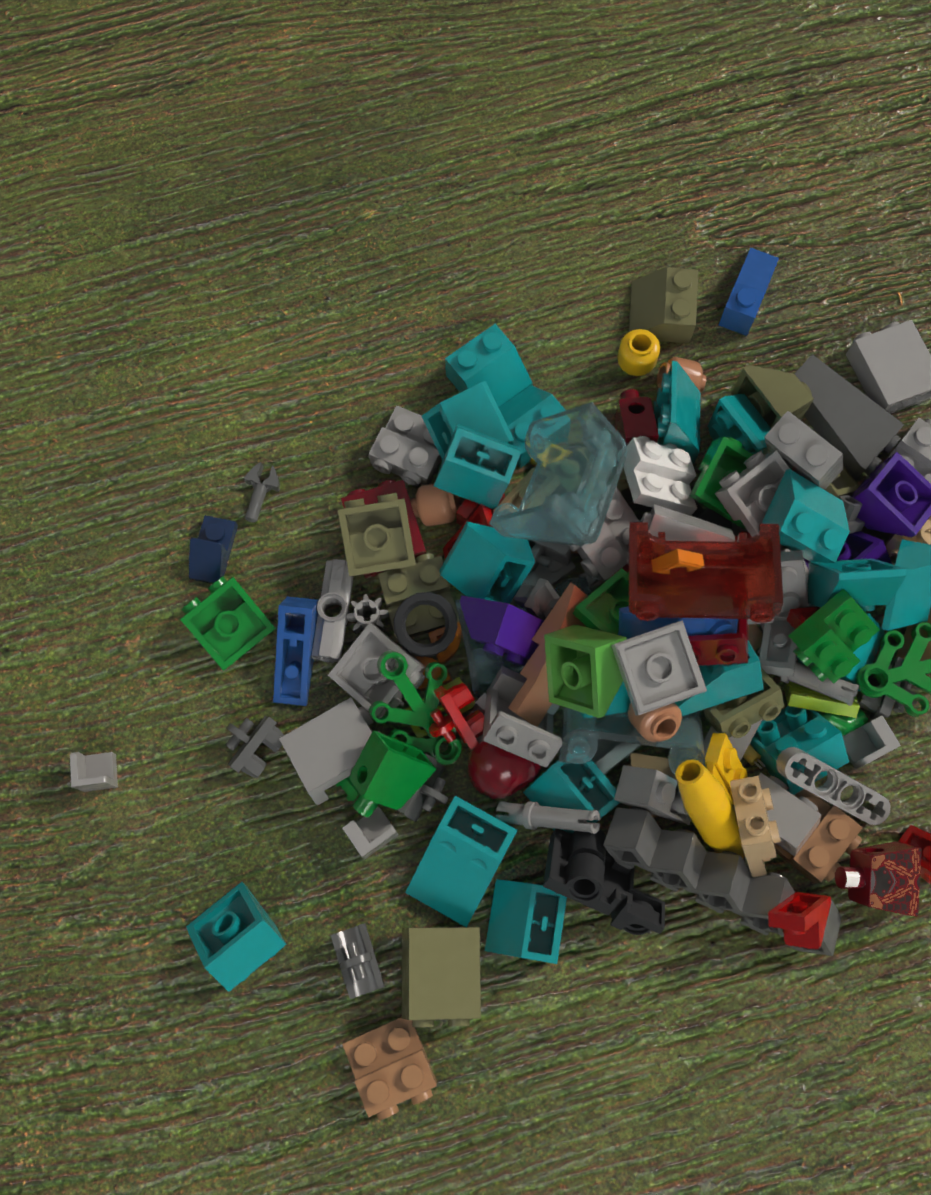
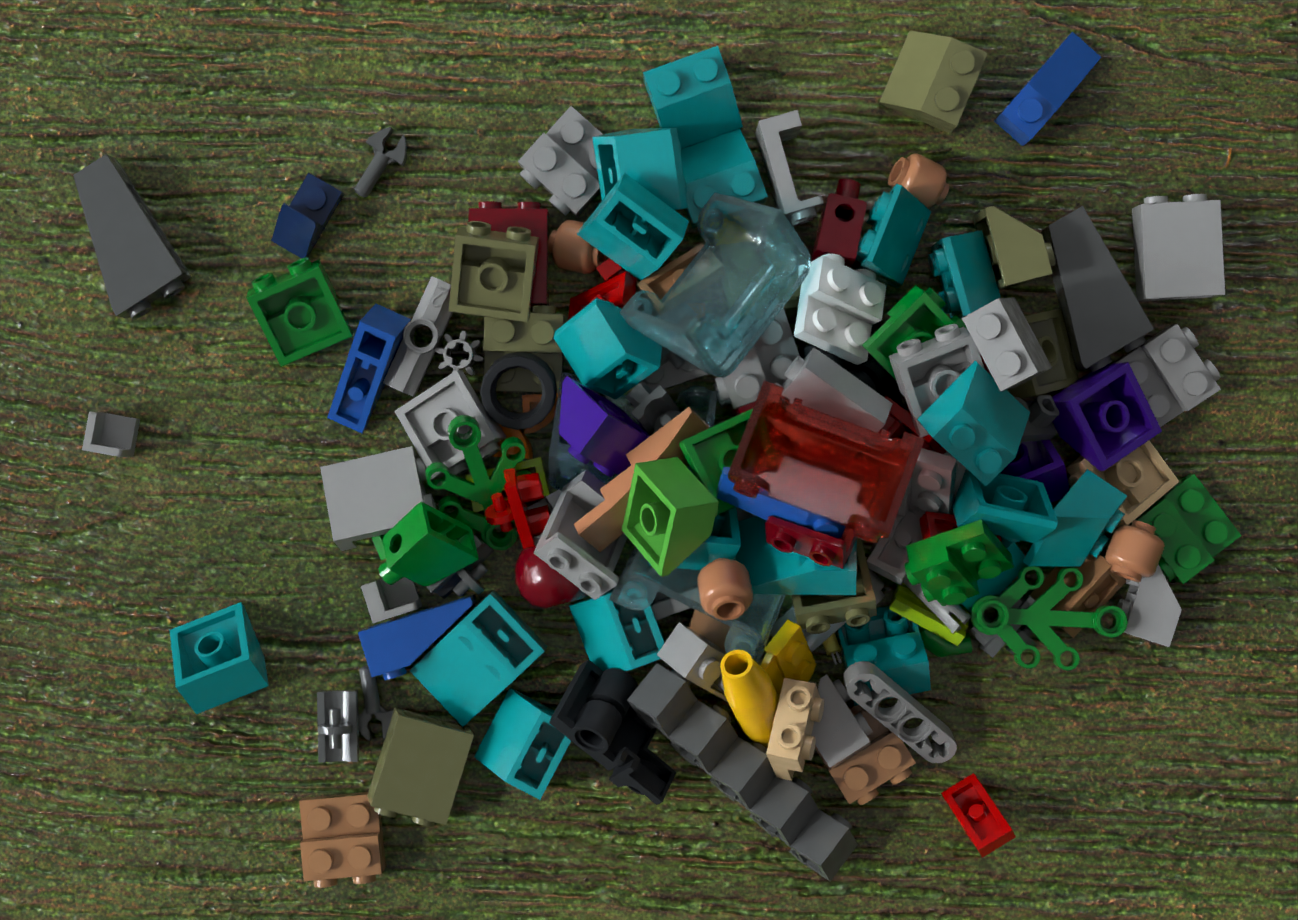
camera: 15 degrees right, 15 degrees up
(73, 614) = (127, 240): none -> dark grey slope
(264, 733) = (279, 472): dark grey hips -> none
(381, 933) = (372, 705): none -> dark grey bar
(392, 865) = (401, 641): none -> blue slope
(534, 816) = (571, 638): light grey pin -> none
(565, 386) = (770, 135): none -> light grey panel
(638, 352) = (891, 128): yellow head -> none
(659, 668) = (740, 548): light grey tile -> none
(677, 558) = (806, 435): orange tile -> none
(802, 919) = (808, 837): red slope -> none
(870, 742) = (962, 675): light grey panel -> none
(884, 877) = (915, 821): dark red torso -> none

